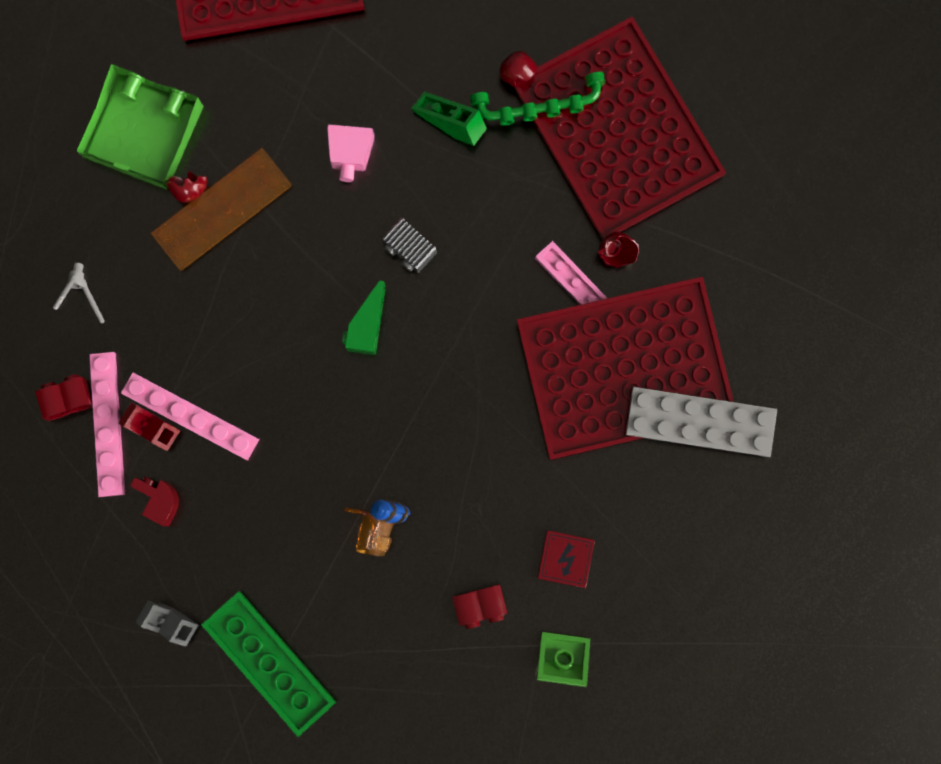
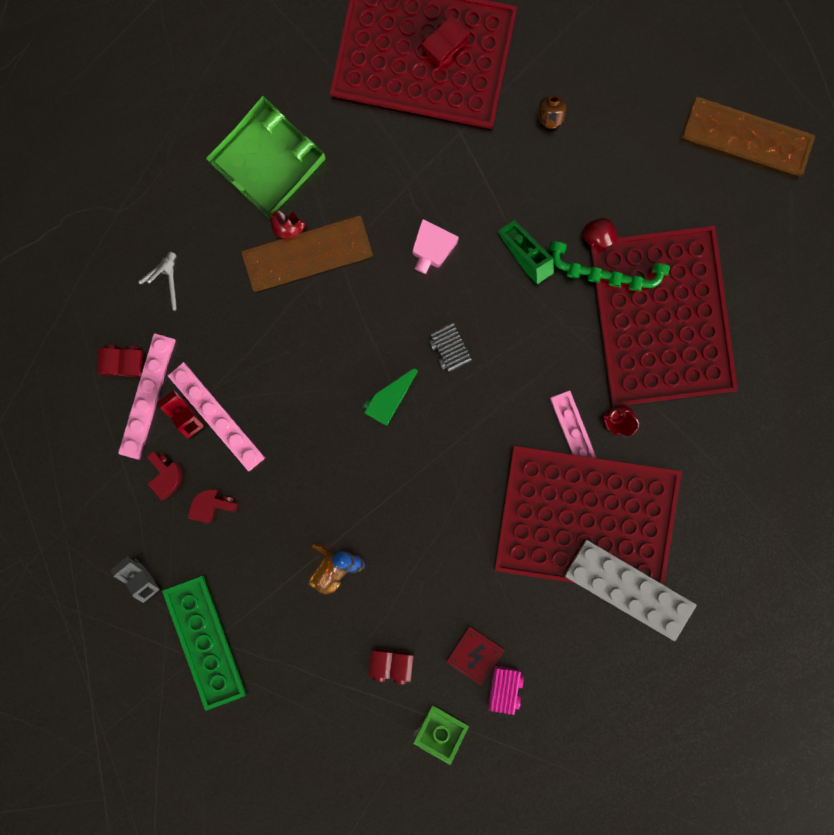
camera: 20 degrees right, 5 degrees up
(213, 509) = (204, 505): none -> dark red brick
(612, 582) = (505, 689): none -> dark pink brick

